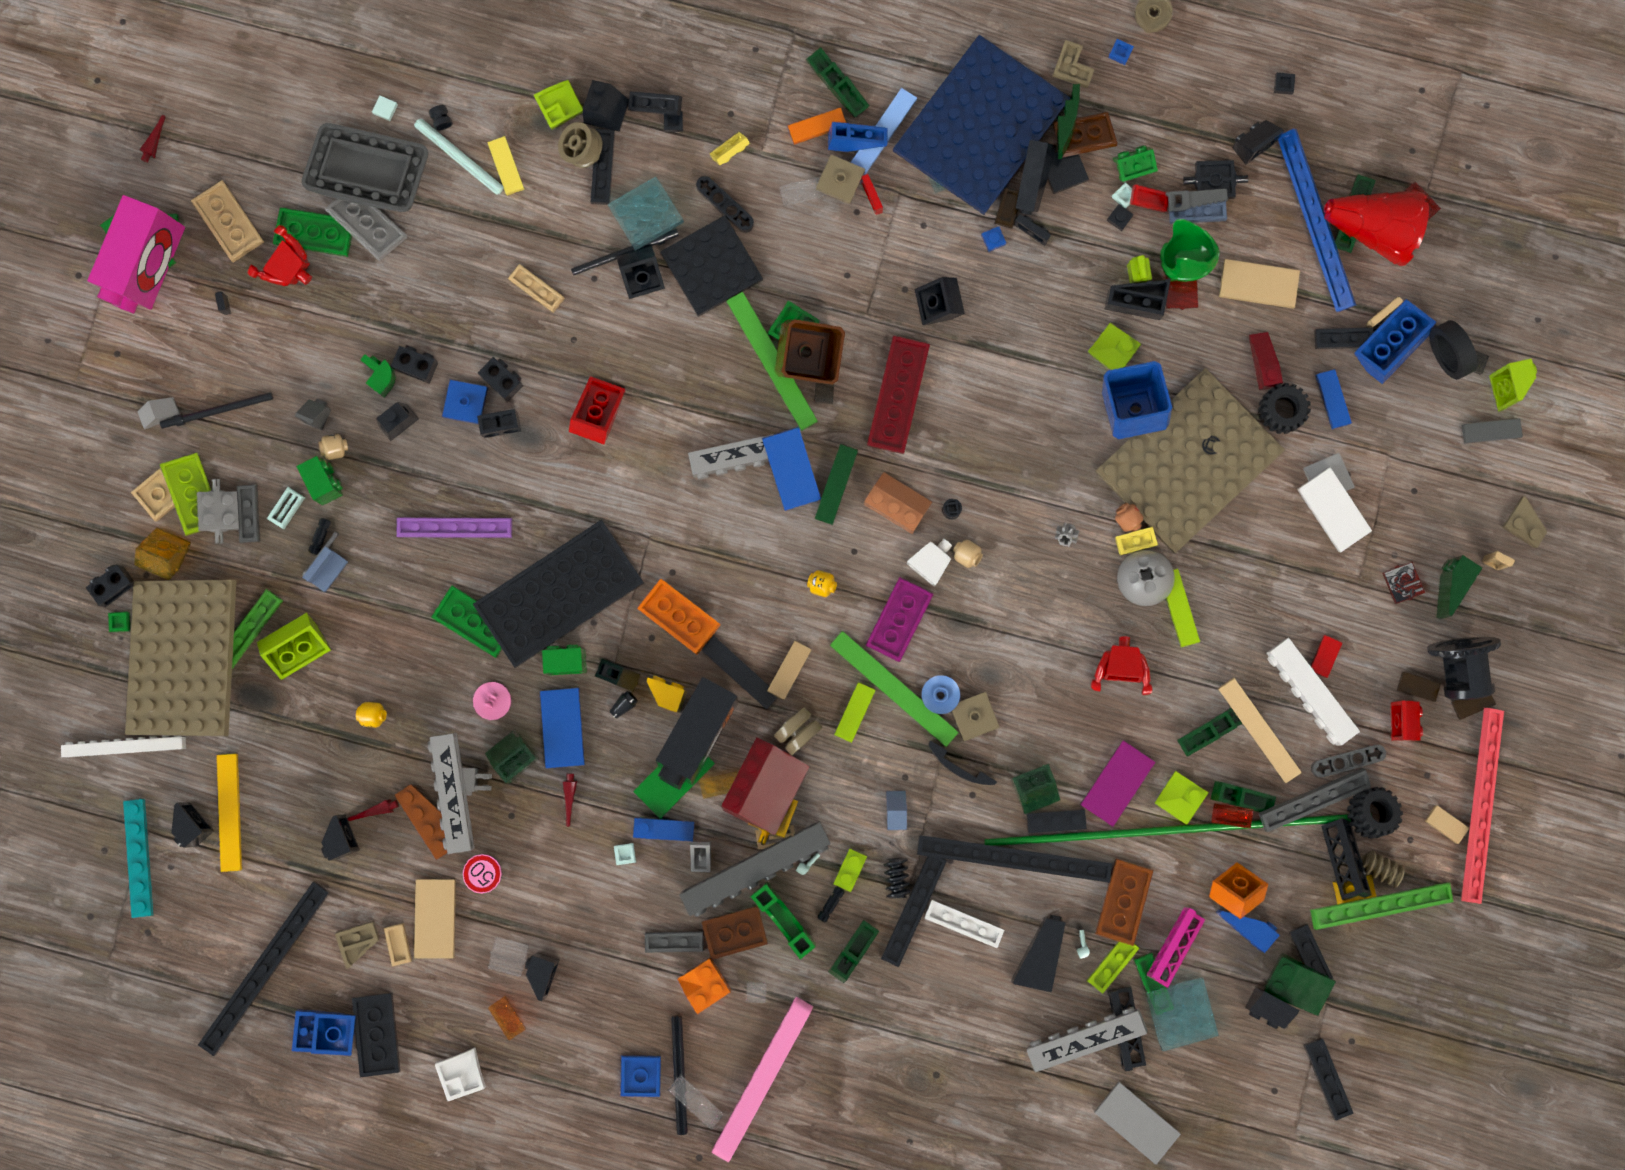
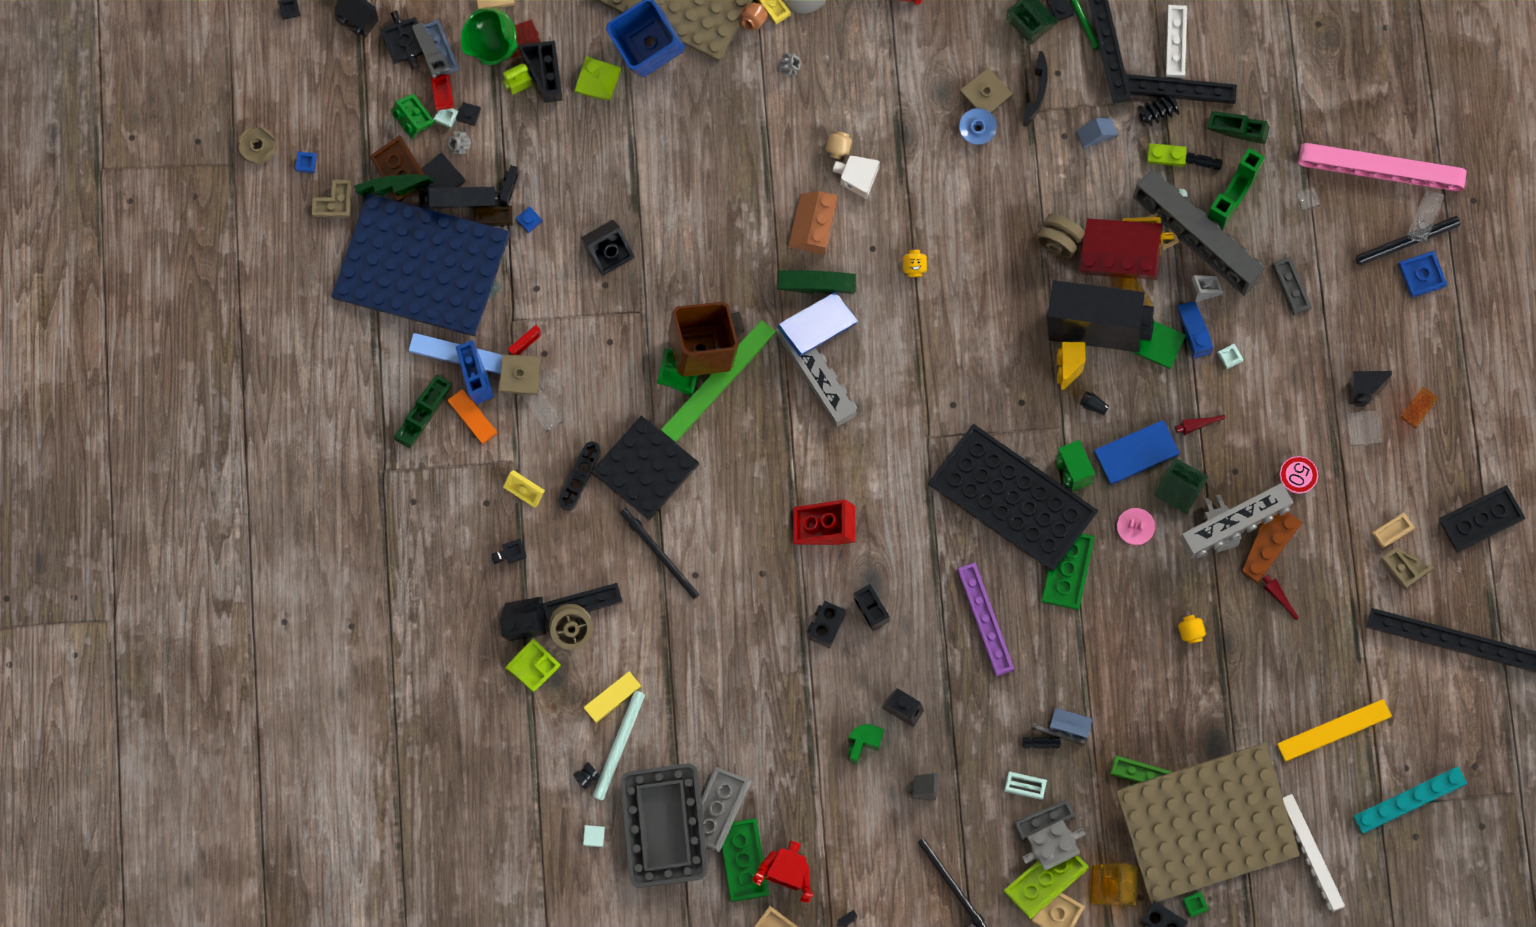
camera: 110 degrees left, 10 degrees down
(189, 826) = (1364, 753): black slope -> none
(293, 646) = (1155, 726): lime slope -> none
(320, 480) = (988, 754): green brick -> none
(323, 1032) = (1499, 566): blue slope -> none
(332, 446) = (950, 759): tan head -> none
(339, 839) = (1320, 612): black slope -> none
(412, 368) = (845, 711): black brick -> none
(435, 918) = (1356, 505): tan tile -> none
(460, 1074) = (1486, 430): white plate -> none
(464, 401) = (860, 652): blue plate -> none
(536, 288) = (724, 625): tan tile -> none
(617, 675) = (1069, 418): black slope -> none
(640, 272) = (674, 530): black slope -> none
(645, 213) = (616, 544): clear light blue plate -> none
(655, 103) = (504, 571): black plate -> none
(678, 616) = (993, 380): orange plate -> none
(704, 985) = (1320, 244): orange slope -> none
(734, 932) = (1262, 234): reddish brown plate -> none
(739, 671) = (1019, 322): black tile -> none
(789, 670) = (1006, 266): tan tile -> none
(854, 712) = (1022, 197): lime tile -> none
(893, 688) = (987, 171): bright green tile -> none
(898, 395) = (710, 255): dark red plate -> none
(899, 619) = (921, 187): magenta tile -> none
(951, 512) = (804, 175): black wheel -> none
(1092, 196) = (459, 142): none -> light grey gear

